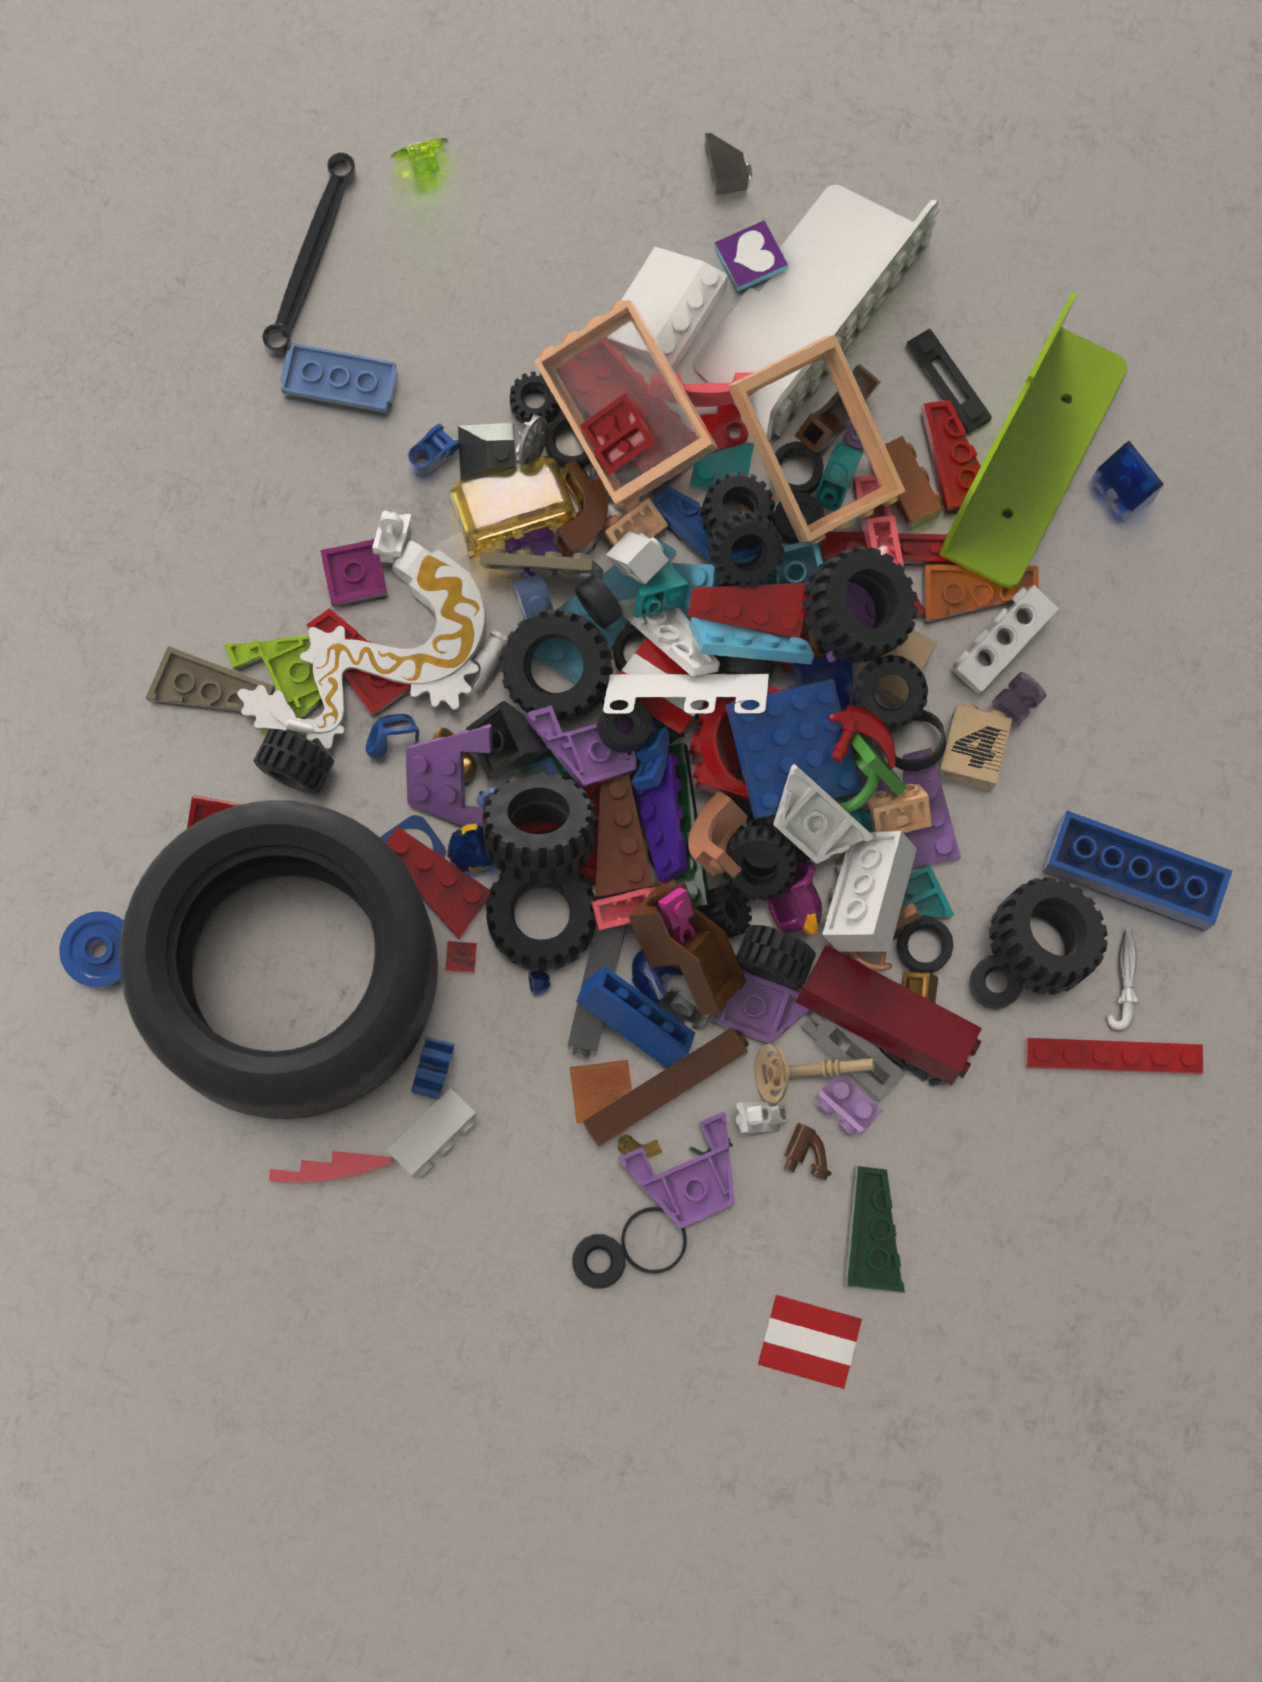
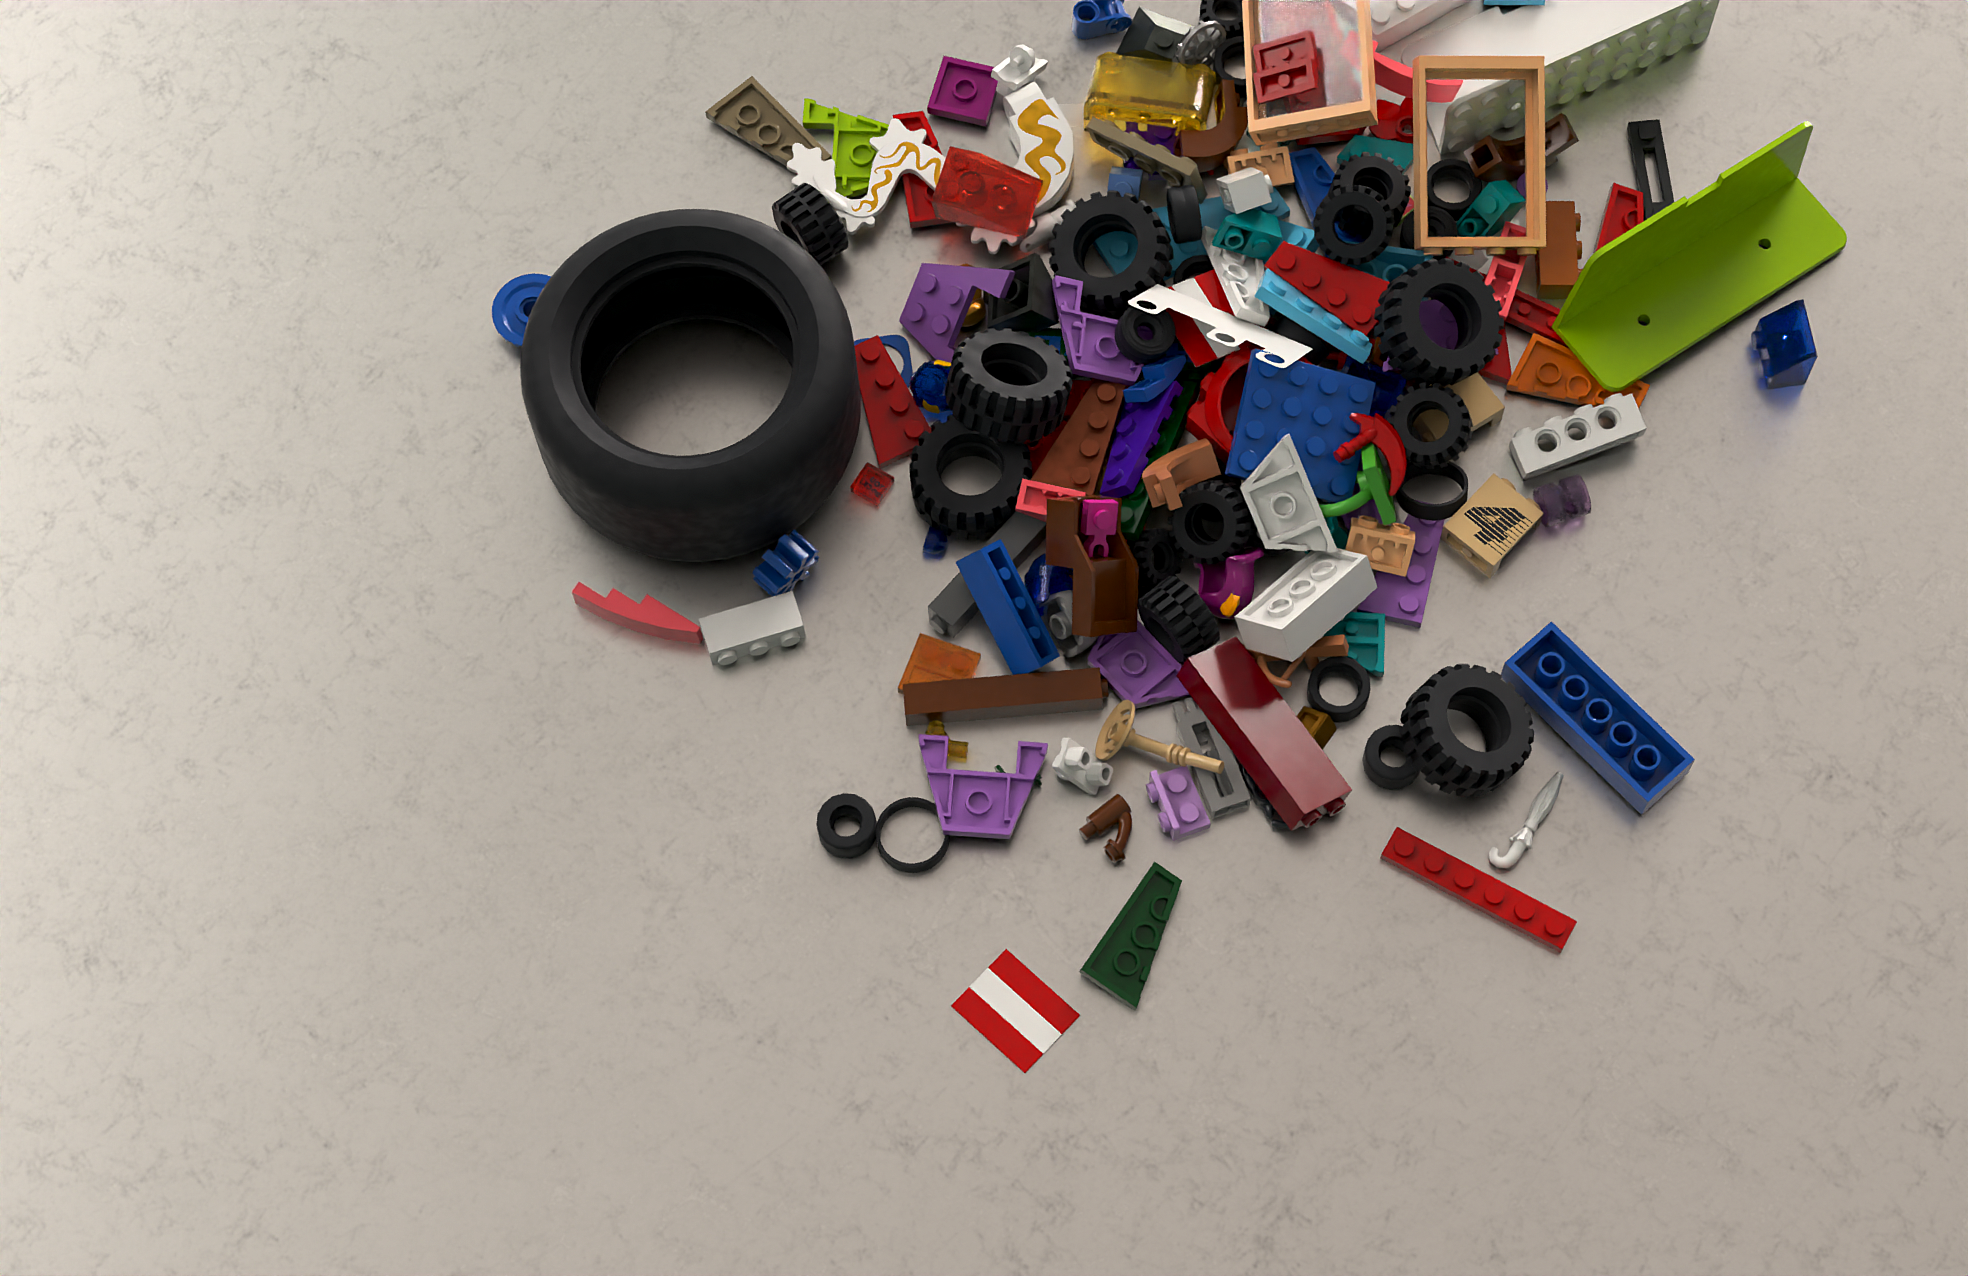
camera: 35 degrees right, 10 degrees down
(377, 740) = (898, 253): blue piece -> none
(427, 662) = (985, 193): none -> clear red slope

